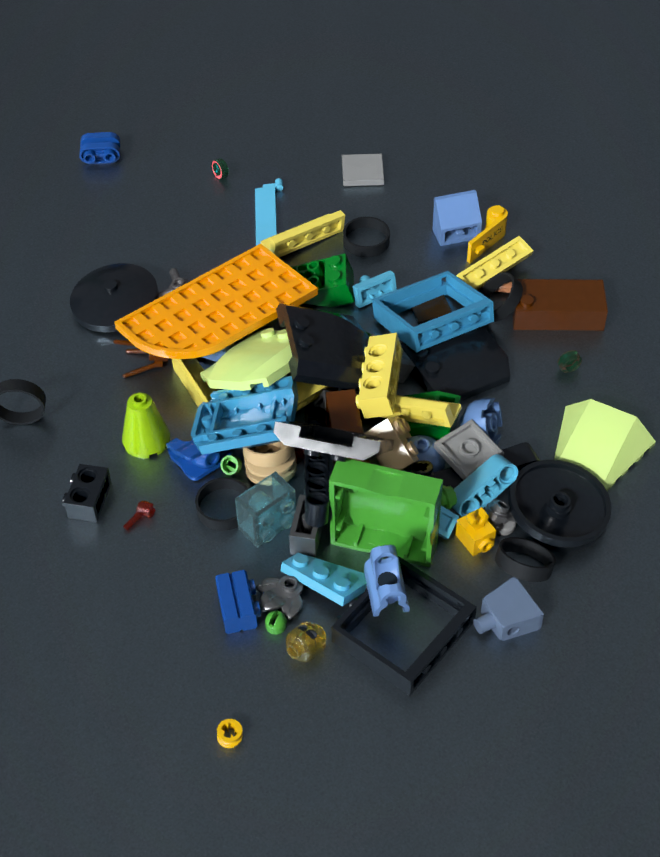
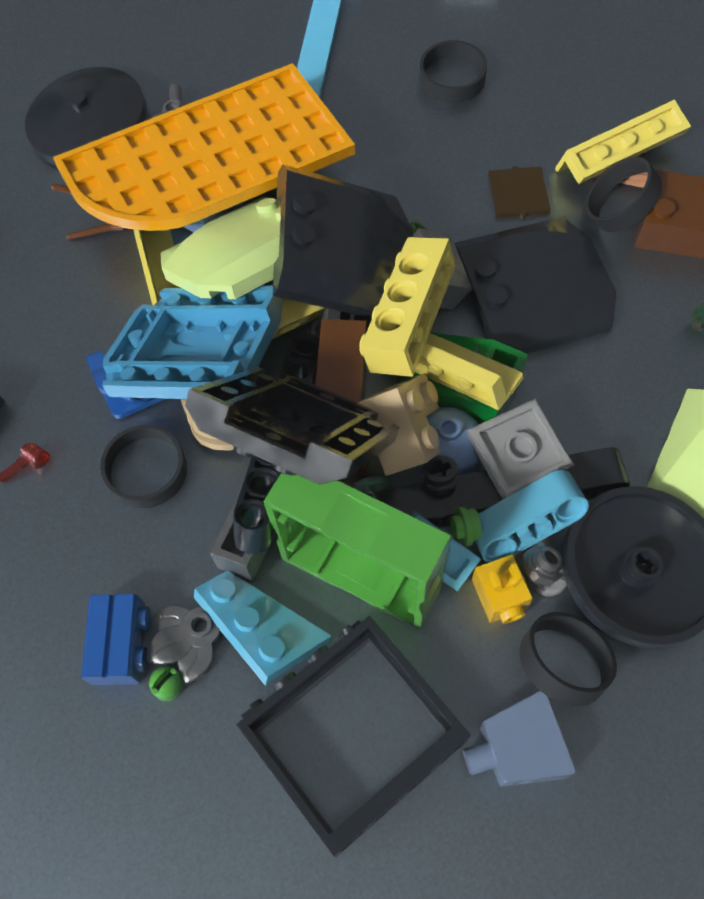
camera: 15 degrees right, 15 degrees up
(144, 427) = (61, 325): lime cone -> none
(226, 725) = (32, 870): yellow bush -> none
(230, 469) = (169, 409): bright green hinge -> none
(266, 509) = (191, 494): clear light blue brick -> none
(305, 234) = (366, 57): light yellow panel -> none
(306, 641) = (196, 734): clear yellow head -> none
(333, 279) = (382, 131): green slope -> none
(371, 288) = (444, 153): medium azure tile -> none
(385, 579) = (334, 675): medium blue piece -> none
(456, 217) = (588, 58): medium blue slope -> none
(476, 313) = (581, 221): dark azure window -> none
(486, 415) = (558, 392): medium blue cylinder -> none
(494, 231) = (640, 86): yellow door -> none

